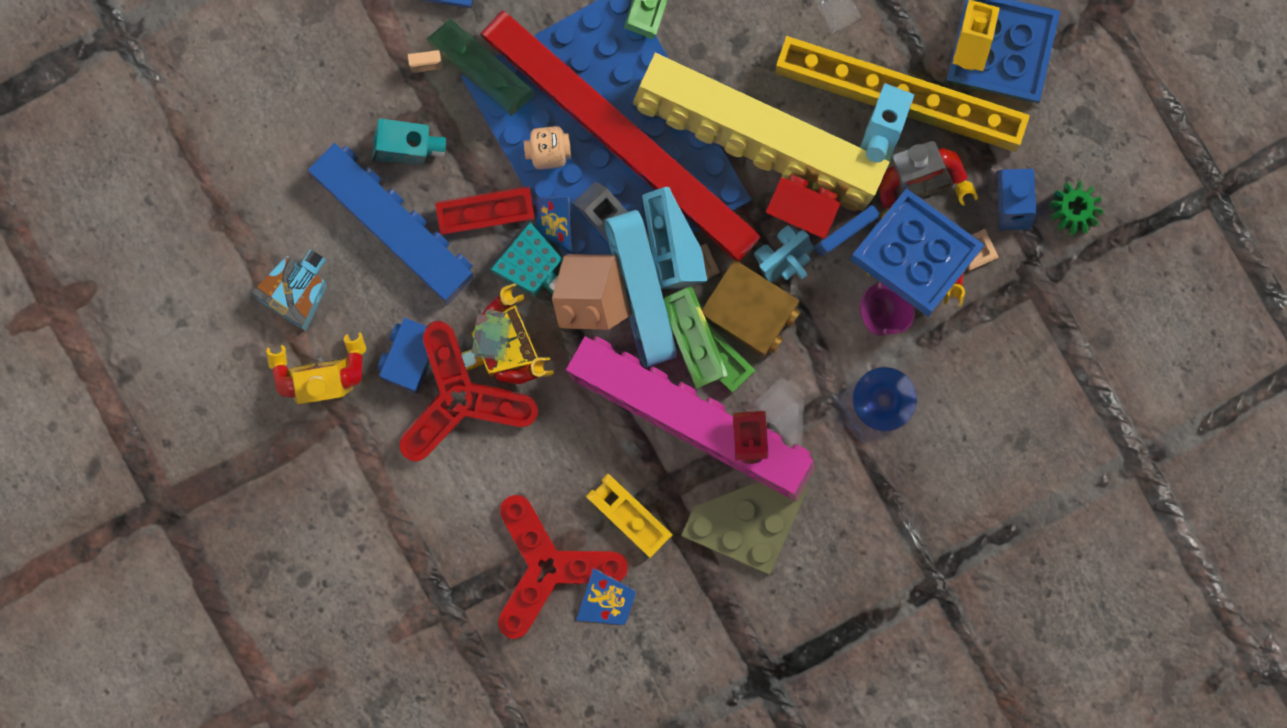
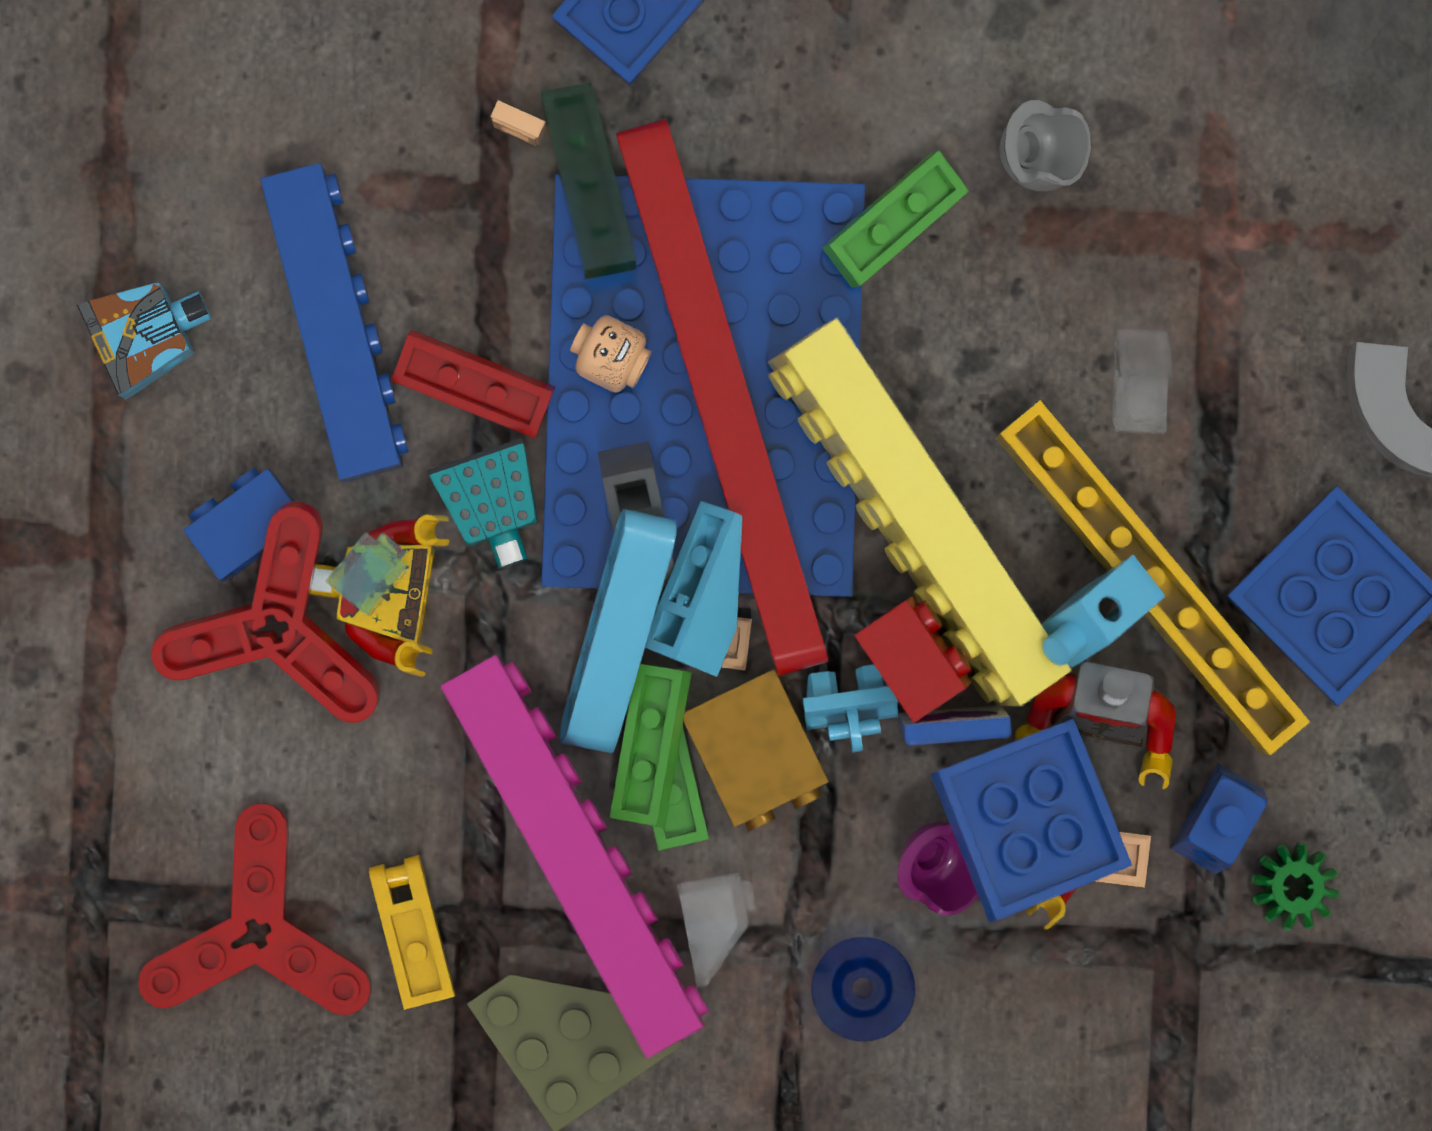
camera: 20 degrees right, 5 degrees up
(320, 379) = (99, 483): torso -> none
(392, 146) = (398, 212): teal torso -> none
(554, 220) = (559, 458): blue sticker -> none
(590, 292) = (543, 595): nougat slope -> none
(606, 600) = (308, 1029): blue sticker -> none
(750, 436) = (633, 944): dark red bracket -> none
(976, 36) = (1306, 561): yellow slope -> none

